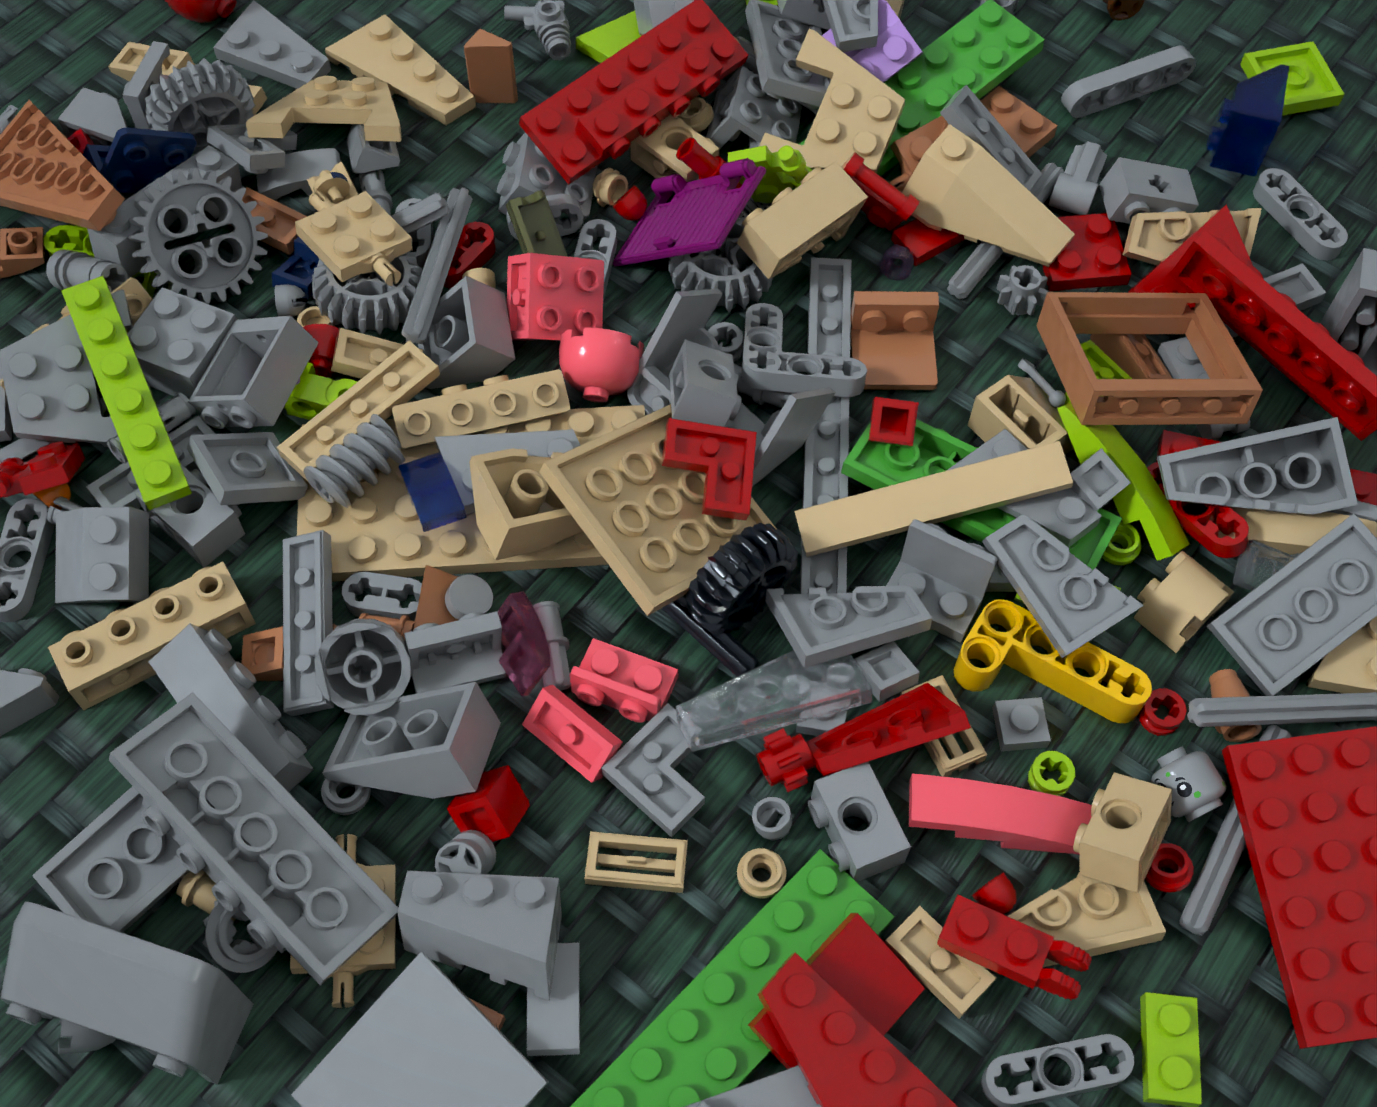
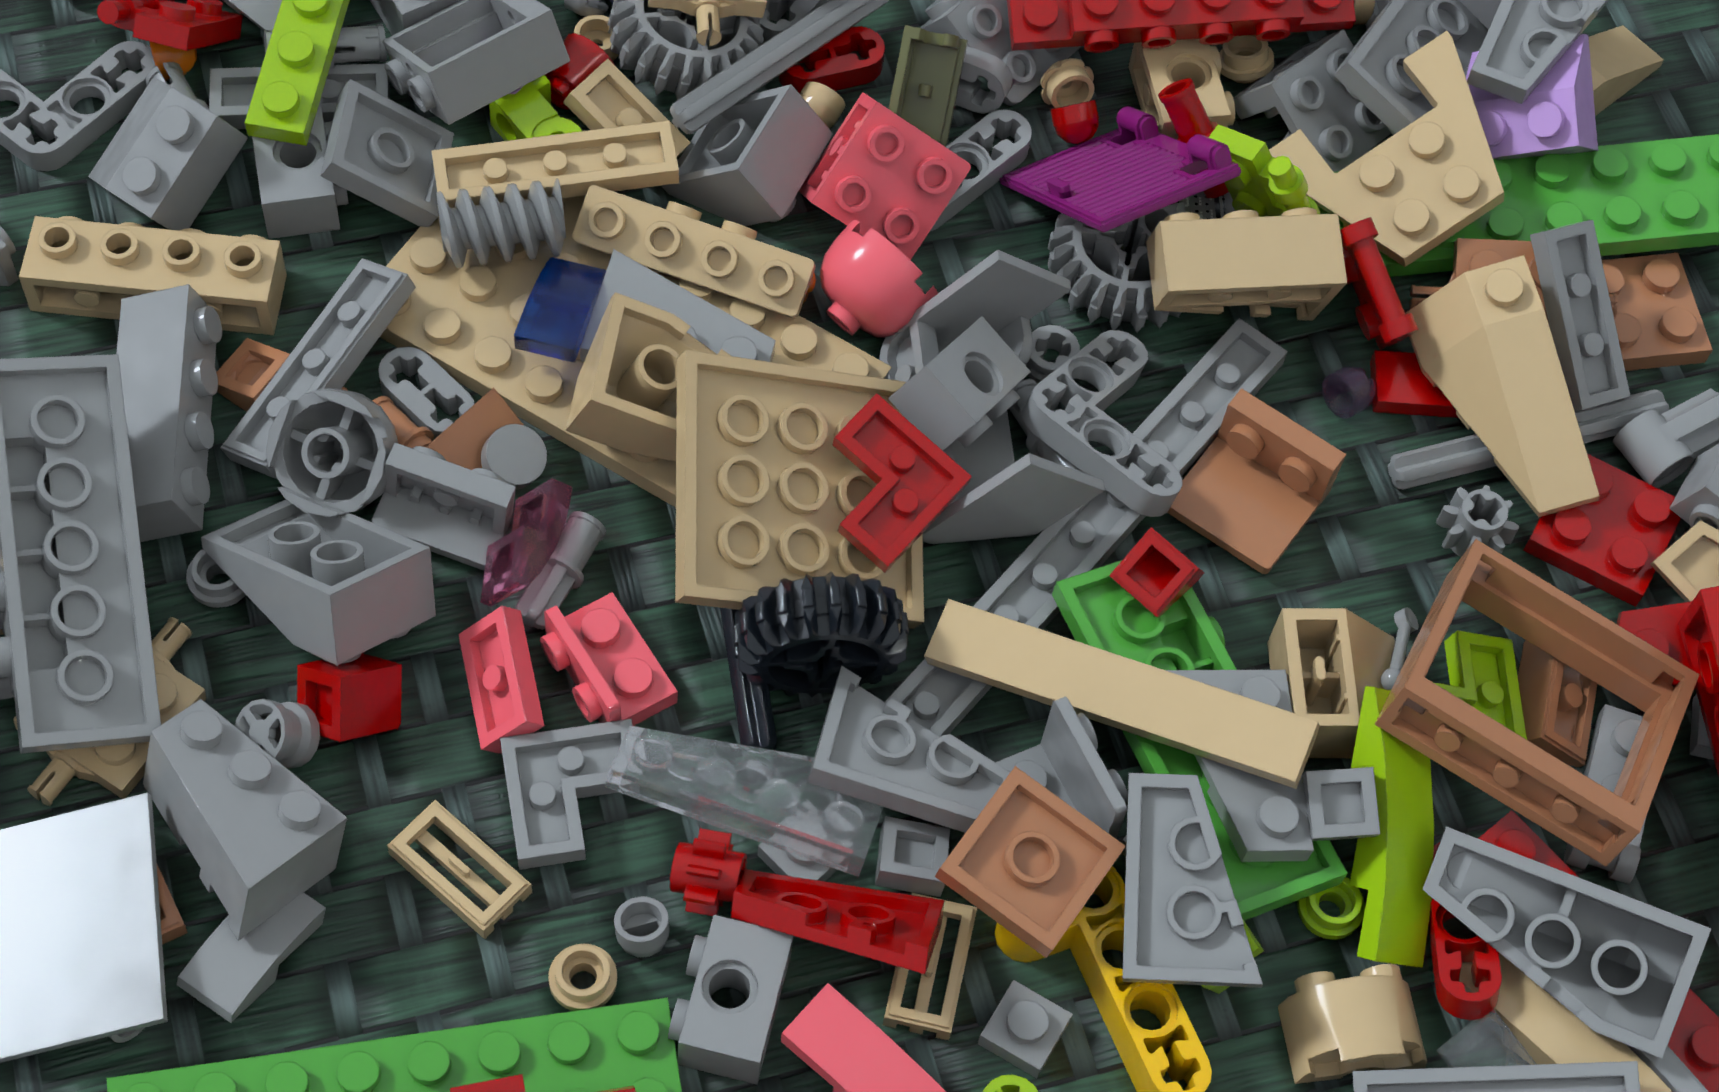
camera: 30 degrees right, 0 degrees up
(966, 626) = (1030, 861): none -> nougat plate

